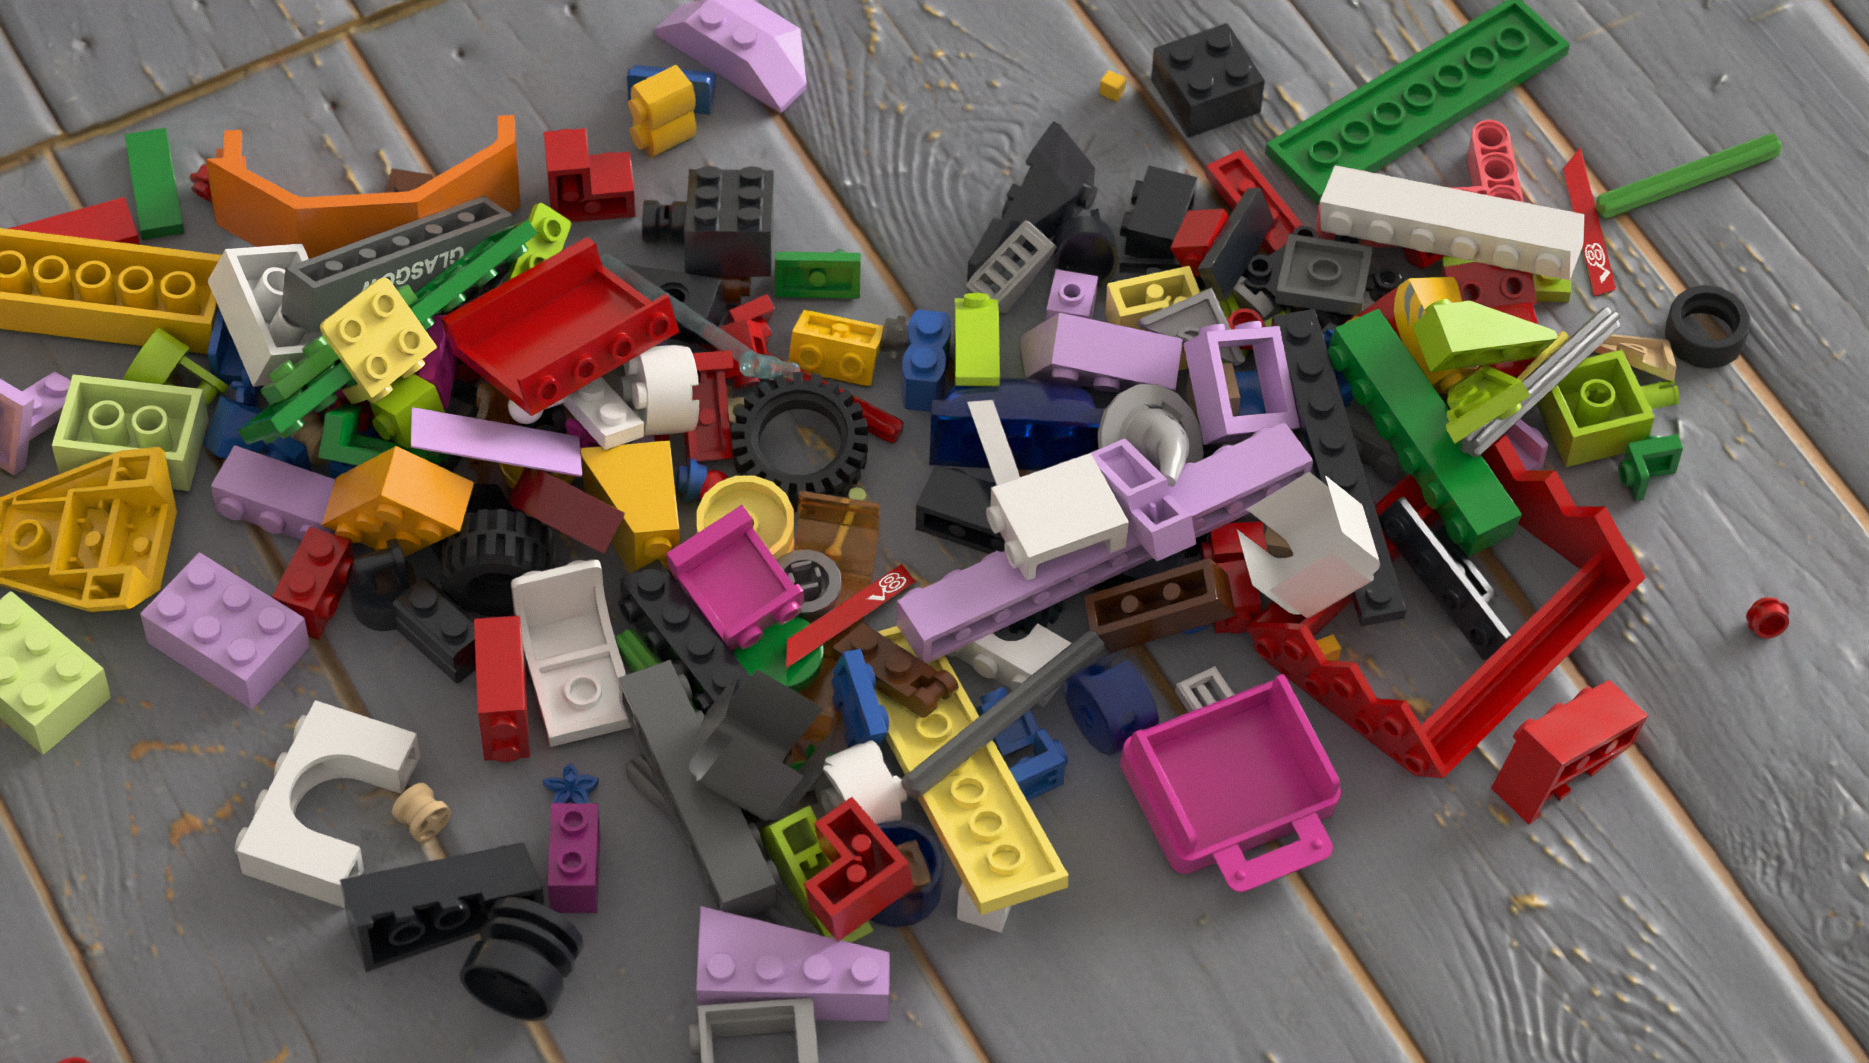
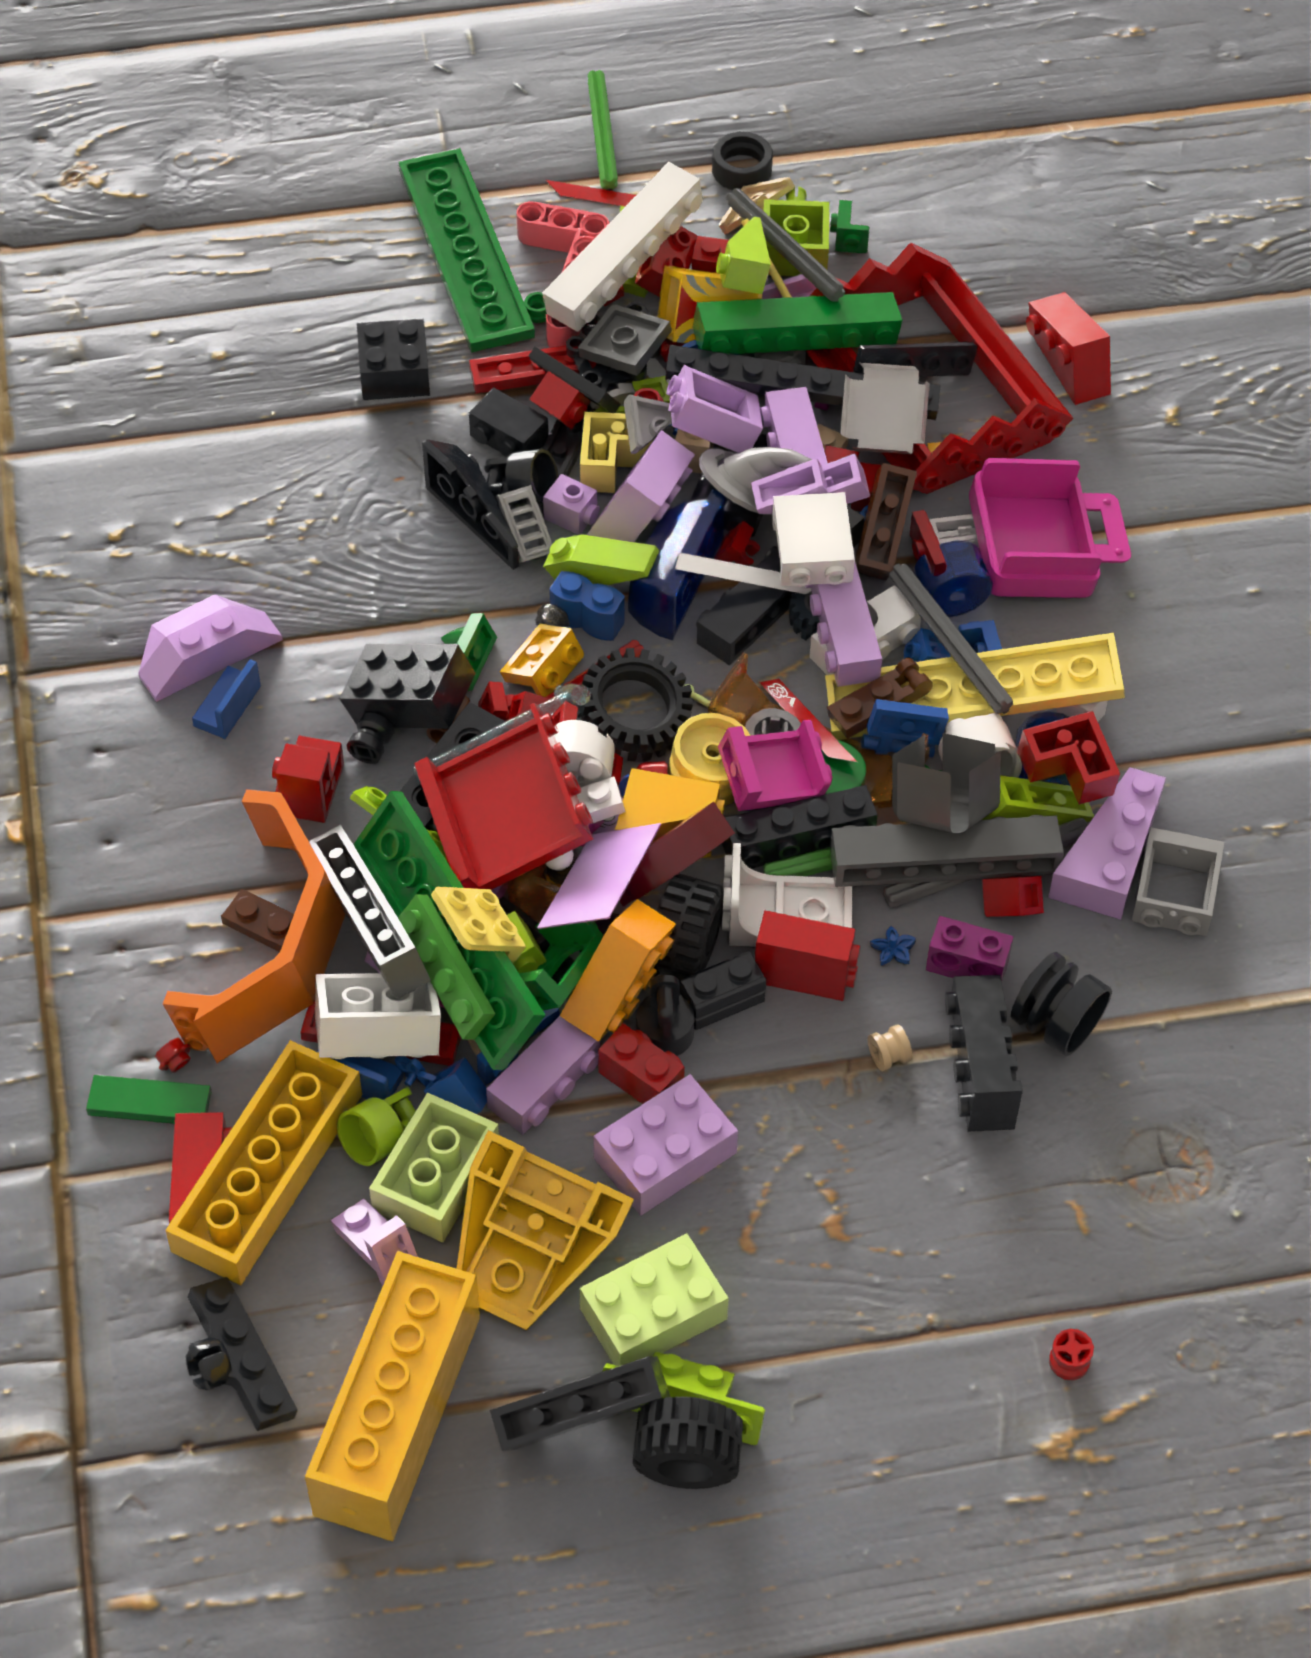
camera: 70 degrees left, 0 degrees up
(325, 747) = (882, 1154): white arch -> none
(662, 111) = (267, 701): yellow brick -> none
(674, 888) = (1013, 896): none -> red panel
(1112, 86) = (363, 421): yellow piece -> none
(1167, 670) = (926, 542): none -> red plate
(1481, 399) = (809, 267): lime wing -> none
(1768, 617) = (994, 212): red plate -> none

